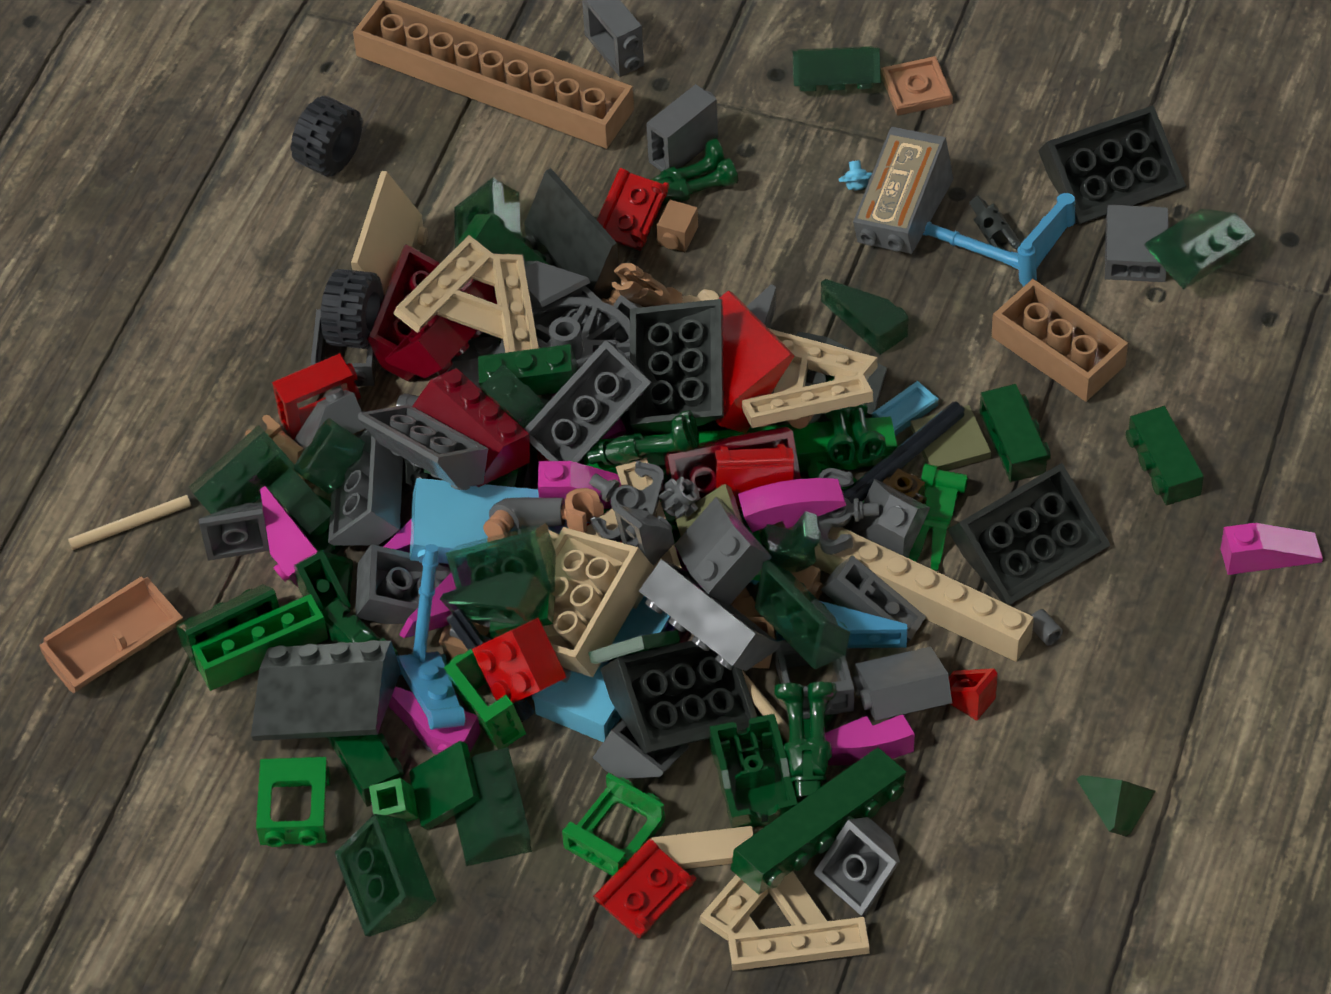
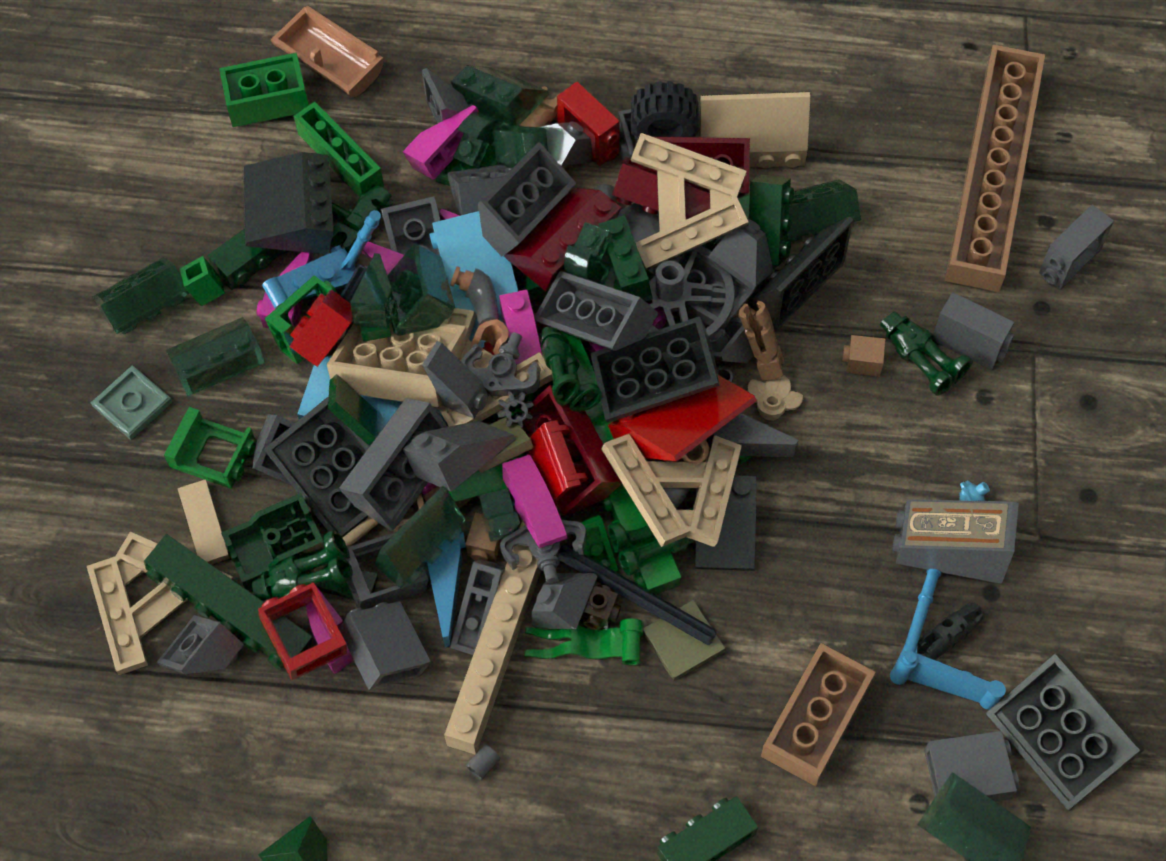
camera: 75 degrees right, 10 degrees up
(129, 522) = (444, 34): tan bar -> none
(143, 705) = (263, 89): none -> green slope
(226, 616) = (357, 123): dark green slope -> none
(292, 773) = (219, 205): green window -> none
(325, 578) = (412, 181): dark green slope -> none
(326, 136) = (869, 57): black tyre -> none
(444, 785) = (226, 313): dark green tile -> none
(525, 906) = (131, 402): none -> sand green tile
(631, 208) = (871, 312): red piece -> none
(644, 888) = (154, 485): red piece -> none
(836, 67) = (1109, 448): clear green slope -> none
(867, 314) = (802, 544): clear green slope -> none
(872, 718) = (315, 656): none -> red window
(908, 406) = (709, 594): medium azure tile -> none
(916, 86) = (1115, 528): nougat tile -> none
(973, 690) = (397, 706): red slope -> none
(1014, 432) = (700, 694): dark green brick -> none
(1030, 535) = (582, 729): pearl dark grey slope -> none

